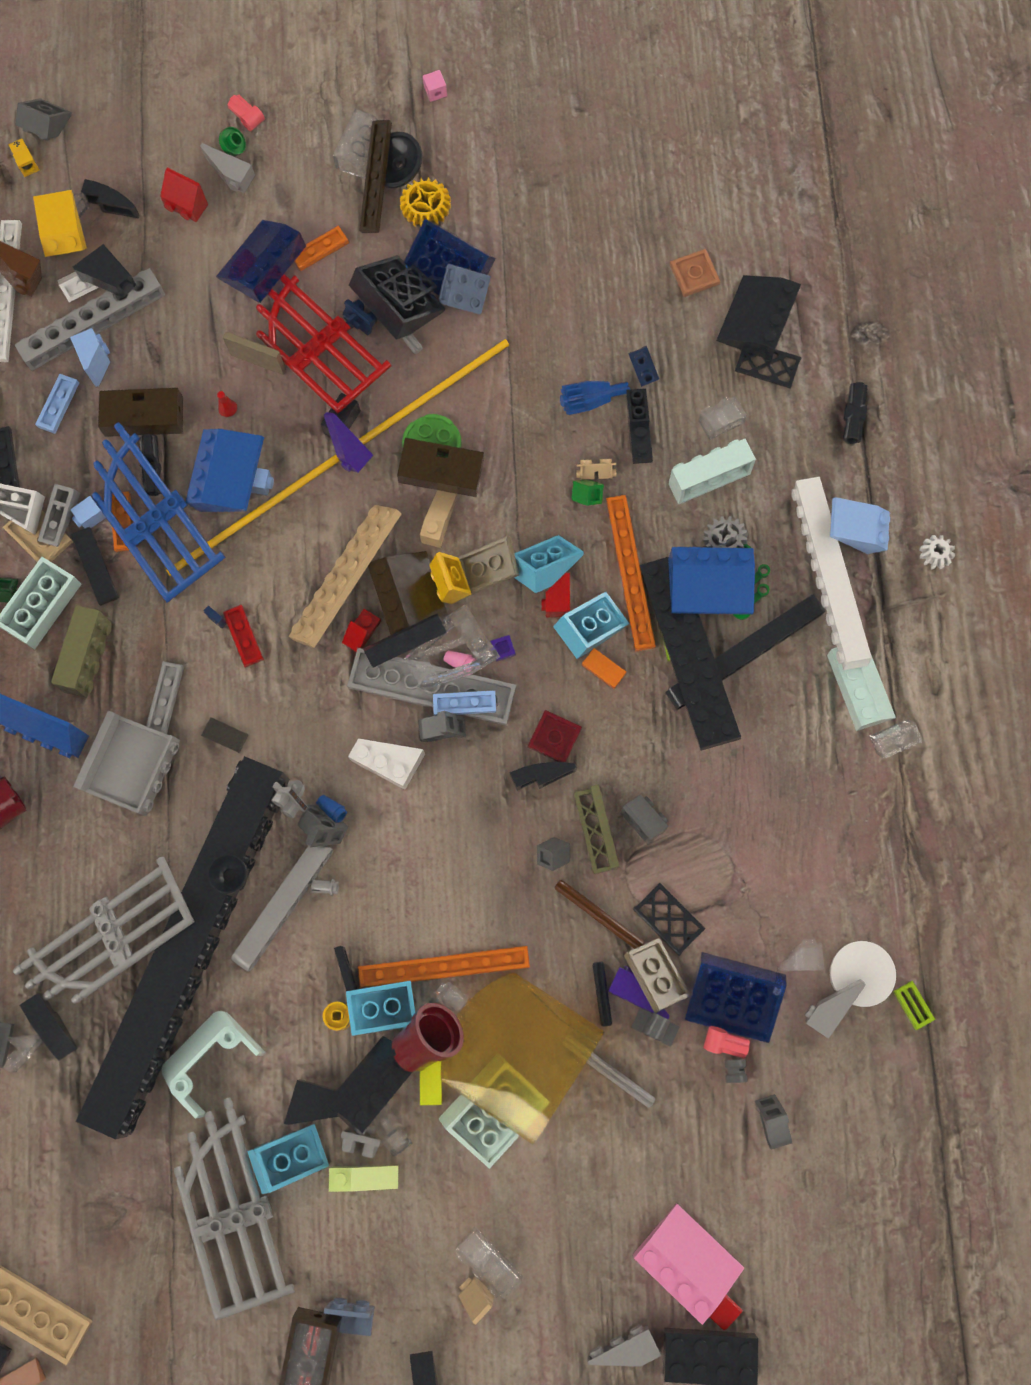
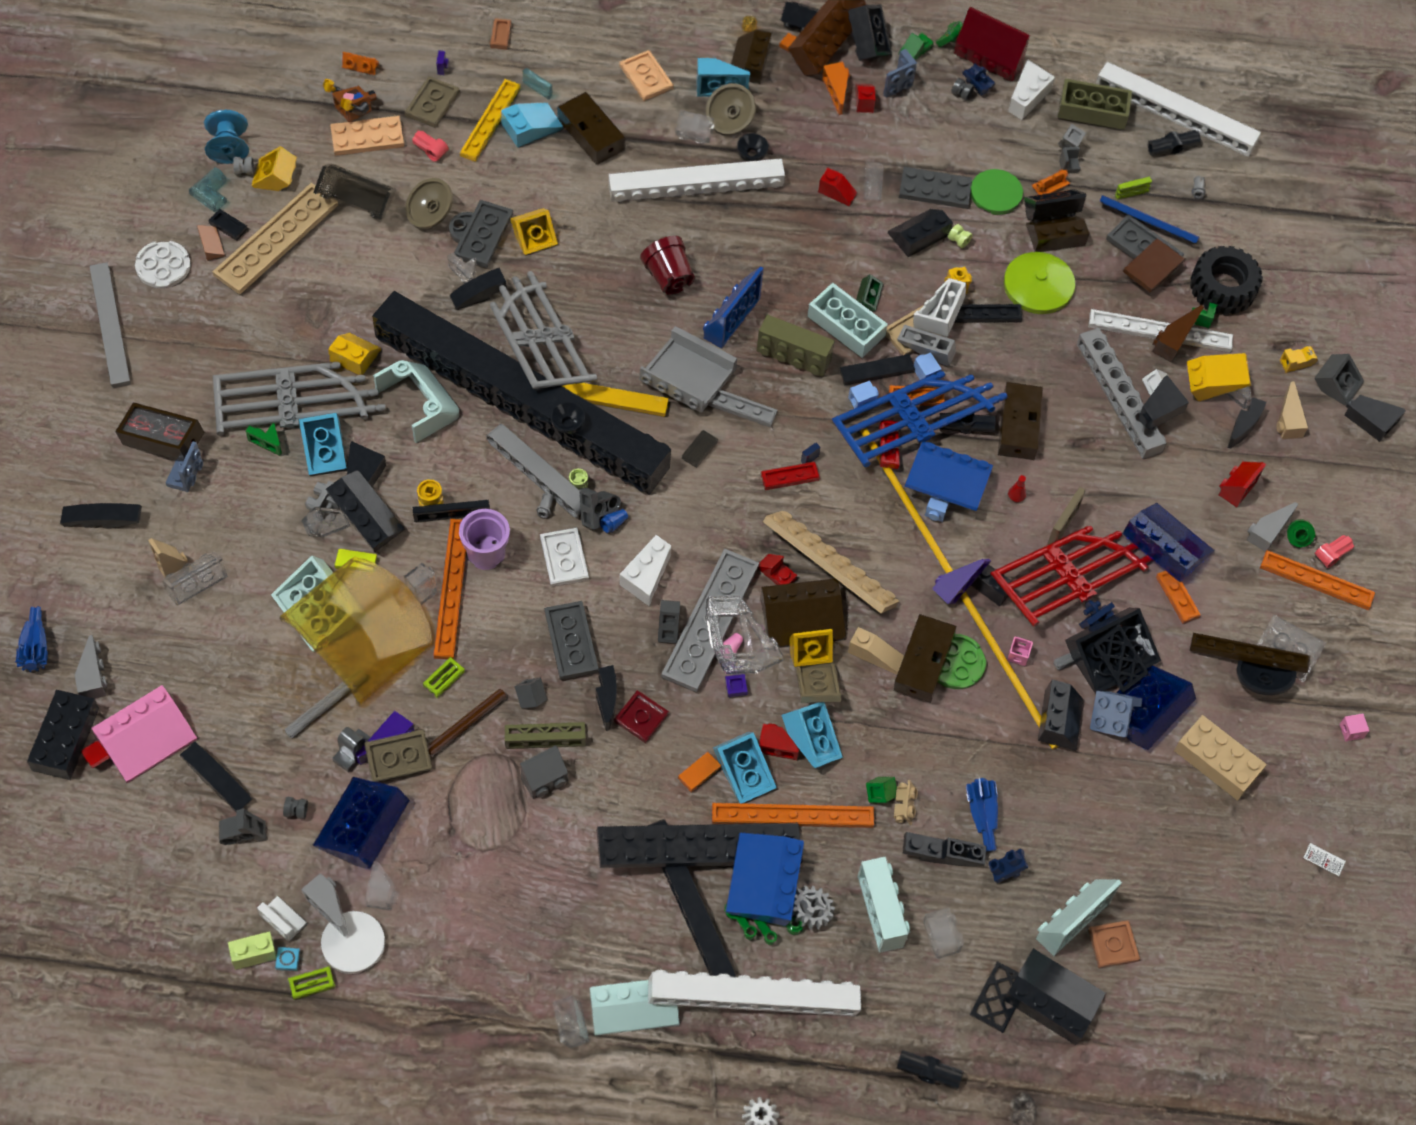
camera: 90 degrees right, 15 degrees down
(57, 403) = (1039, 357): light blue plate -> none
(84, 84) = (1374, 415): none -> black slope
(92, 354) = (1079, 386): light blue slope -> none
(95, 158) = (1292, 419): none -> tan slope
(133, 573) = (862, 394): none -> light blue brick
(157, 1154) = (353, 353): none -> yellow slope
(174, 833) = (620, 398): none -> yellow tile
(209, 533) = (890, 458): none -> red tile
(279, 128) = (1317, 580): none -> orange tile
(286, 853) = (579, 478): none -> yellowish green wheel
(289, 798) = (628, 482): light grey hips -> none
(293, 1223) = (265, 440): none -> green slope
(363, 1178) = (291, 495): yellowish green slope -> none
(373, 943) = (484, 527): none -> lavender piece
(380, 1008) = (427, 528): medium azure slope -> none
(383, 854) = (564, 557): none -> white tile
(404, 640) = (756, 598): black tile -> none
(411, 377) = (1024, 650): none -> bright pink piece
(428, 1038) = (399, 558): dark red piece -> none
(431, 194) = (1216, 701): yellow gear -> none
(465, 702) = (686, 639): light blue plate -> none
(476, 339) = (1061, 715): none -> black slope
(483, 825) = (571, 640): none -> dark grey plate
(490, 195) = (1220, 757): none -> tan brick
(536, 941) = (449, 682): none -> lime tile
(570, 107) = (1324, 859): none -> white sticker
(602, 994) = (387, 710): black axle -> none
(682, 296) = (1077, 914): none -> light aqua slope
(687, 916) = (447, 798): black window -> none
(720, 1168) = (215, 776): none -> black slope
(721, 1041) = (325, 799): coral piece -> none
(855, 1054) = (281, 918): none -> white panel
(860, 525) = (799, 1033): light blue slope -> none
(896, 1036) = (287, 959): none -> medium azure tile
(900, 1073) = (252, 950): none -> yellowish green brick

